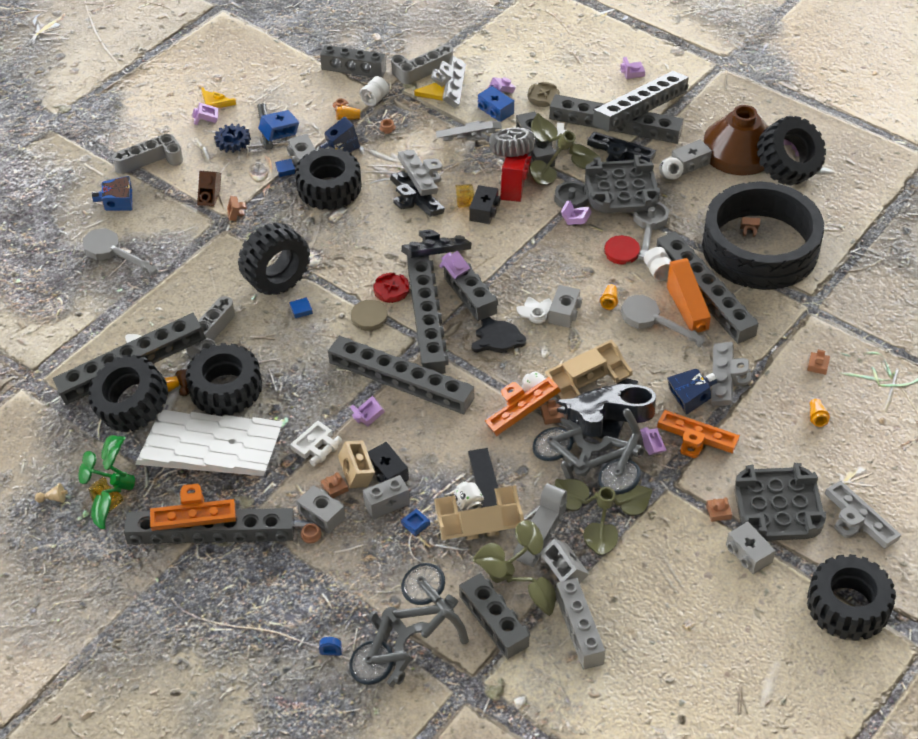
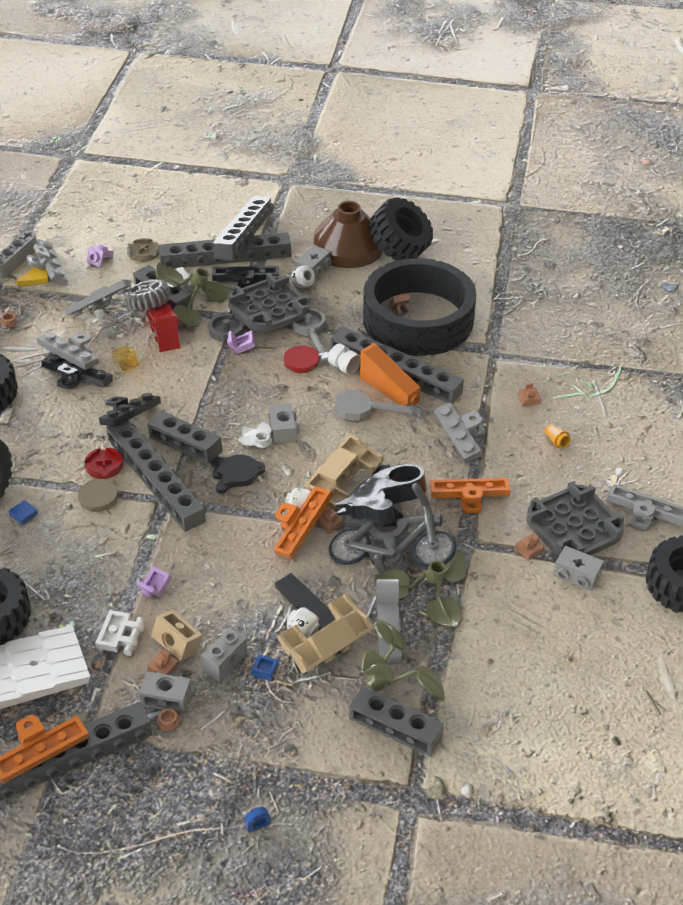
camera: 30 degrees left, 5 degrees down
(387, 463) = (207, 622): black brick -> none
(401, 374) = (165, 537): dark grey brick -> none
(420, 586) = (318, 719): piece -> none
(454, 264) = (161, 417): lavender bracket -> none
(484, 204) = (150, 359): black brick -> none
(496, 103) = (104, 269): blue brick -> none
(563, 561) = (431, 646): light grey brick -> none
(580, 623) = (479, 694): light grey brick -> none
(609, 298) = (318, 402): light orange cone -> none
(632, 70) = (212, 206): lavender bracket -> none
(652, 441) = (437, 508): lavender bracket -> none
(691, 388) = (441, 454): dark blue torso -> none

